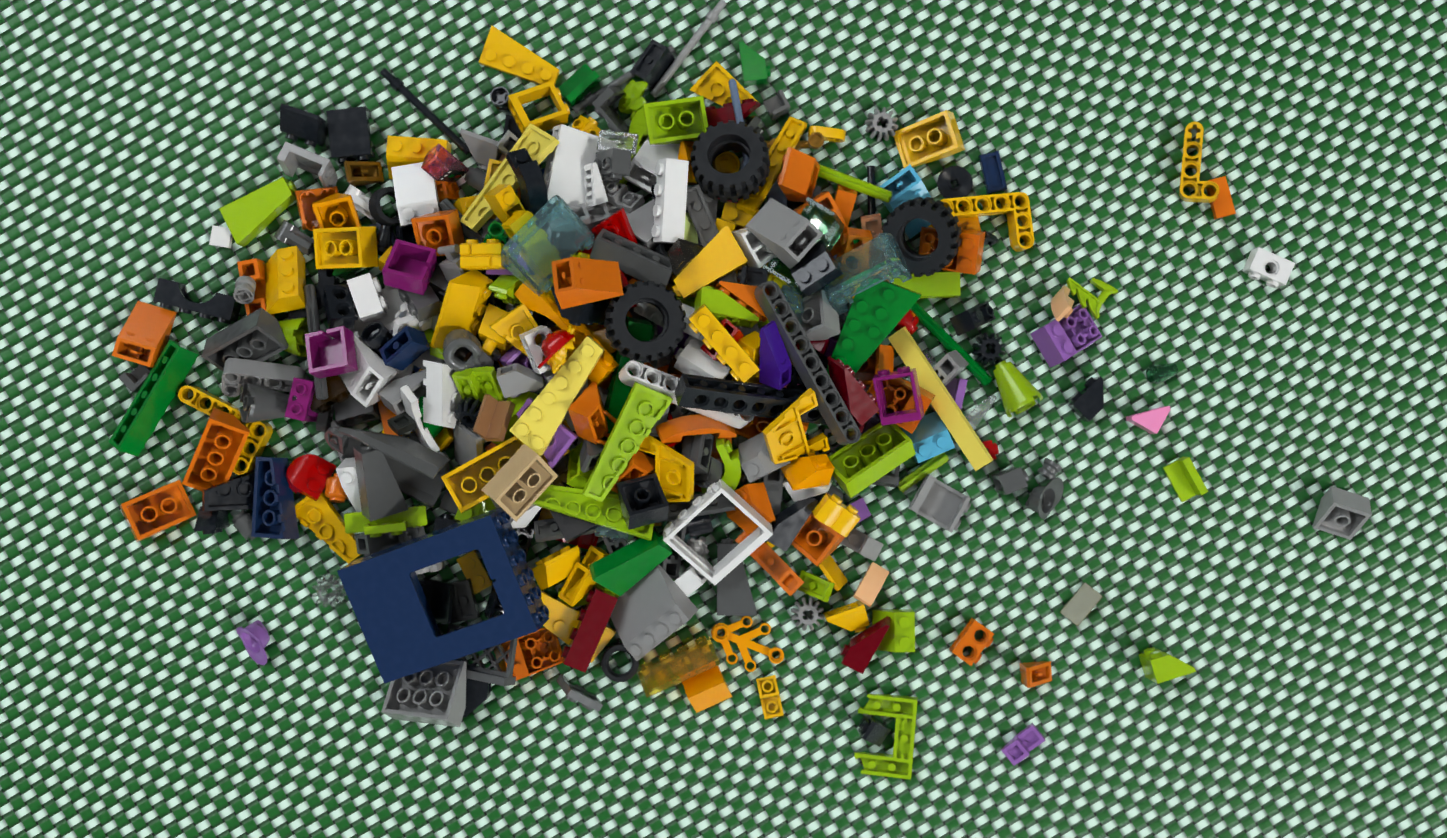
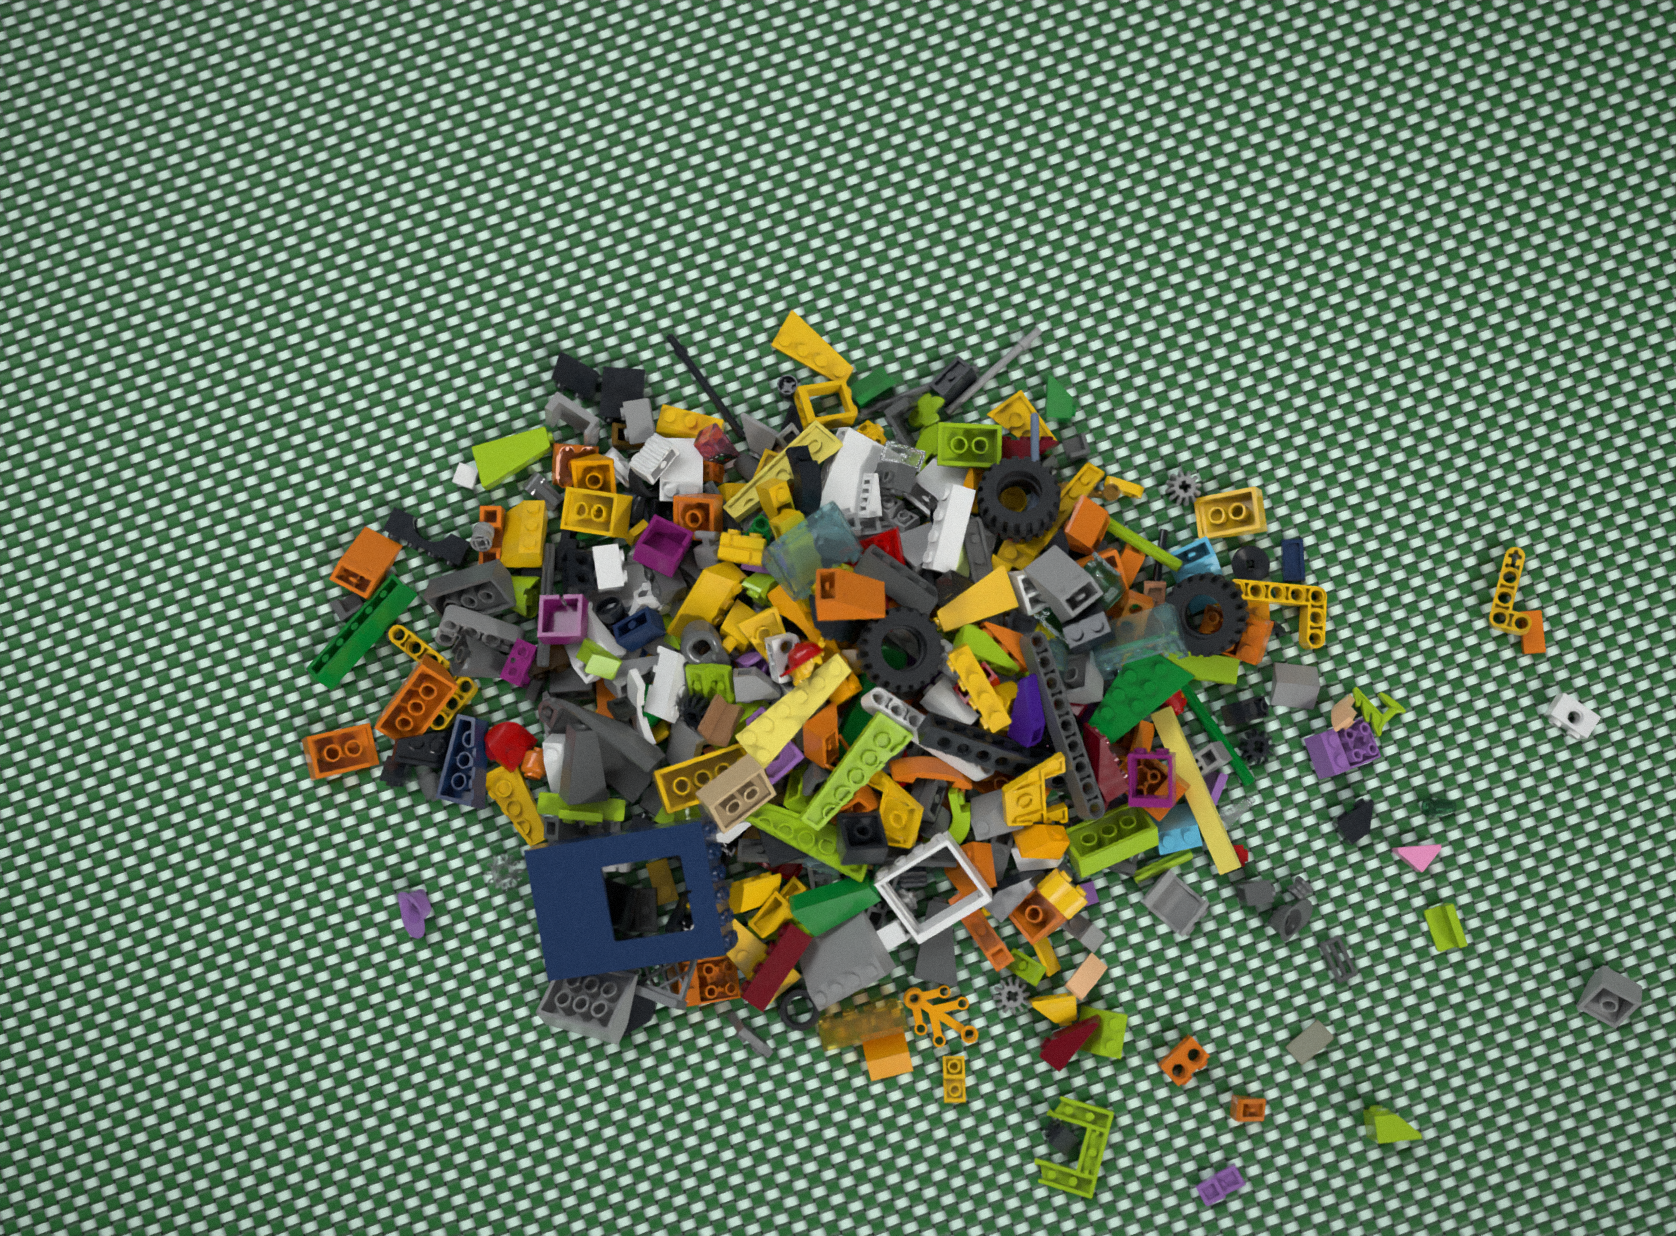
camera: 20 degrees right, 5 degrees down
(368, 155) = (638, 420): none -> light grey brick
(370, 383) = (598, 660): none -> lime slope
(386, 187) = (653, 458): none -> white brick
(1013, 287) = (1294, 686): none -> light grey slope
(1014, 389) = (1277, 795): lime cone -> none
(1084, 512) = (1329, 942): none -> dark grey tile

